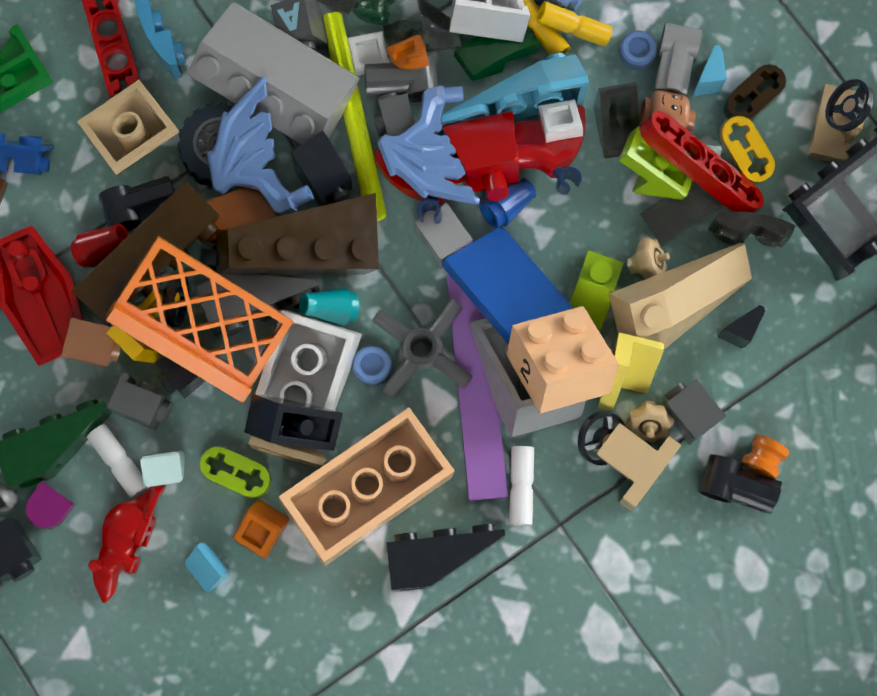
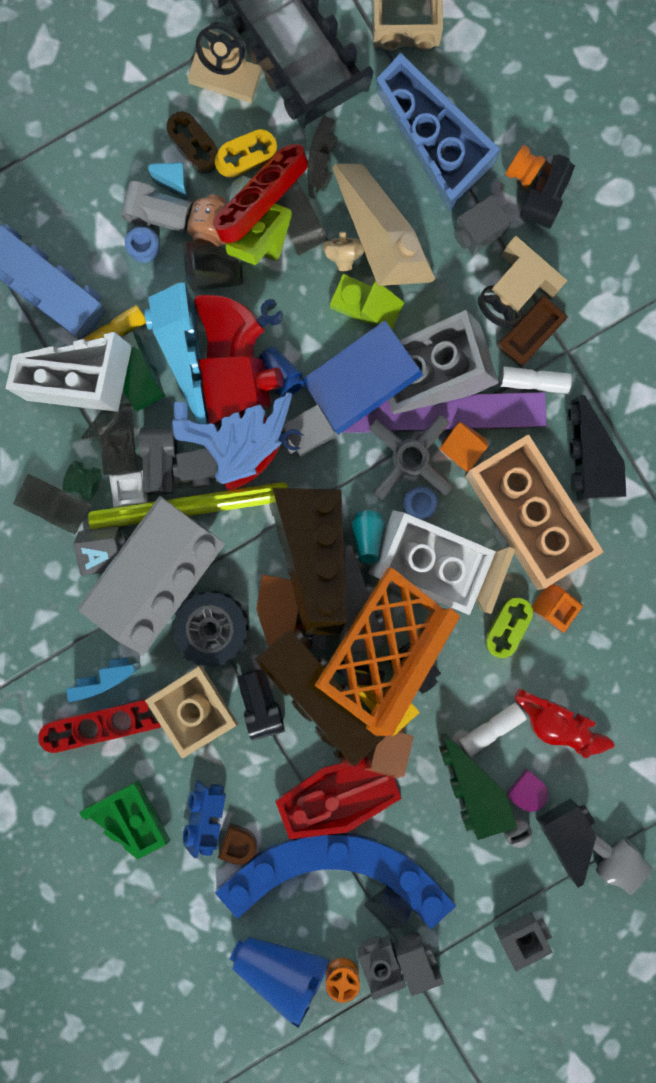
camera: 90 degrees left, 10 degrees up
(95, 245) = (298, 743): red cone -> none
(140, 402) = (444, 709): dark grey brick -> none
(163, 468) = (503, 690): light aqua slope -> none
(206, 567) = (589, 654): medium azure slope -> none
(244, 152) = (226, 606): medium blue animal -> none
(292, 423) = (480, 574): black slope -> none
(322, 170) = (245, 535): black slope -> none
(409, 53) = (138, 449): orange tile -> none
(439, 407) = (464, 446): none -> orange slope
(560, 120) = (211, 316): white tile -> none
(561, 359) = (441, 329): light nougat brick -> none
(570, 22) = (117, 294): yellow piece -> none
(578, 480) = (532, 331): none -> reddish brown tile
(636, 368) = (443, 278): light yellow panel -> none
(650, 421) = (487, 263): tan piece -> none
(743, 329) = (410, 172): black slope -> none
(782, 359) = (439, 133): none -> medium blue wedge

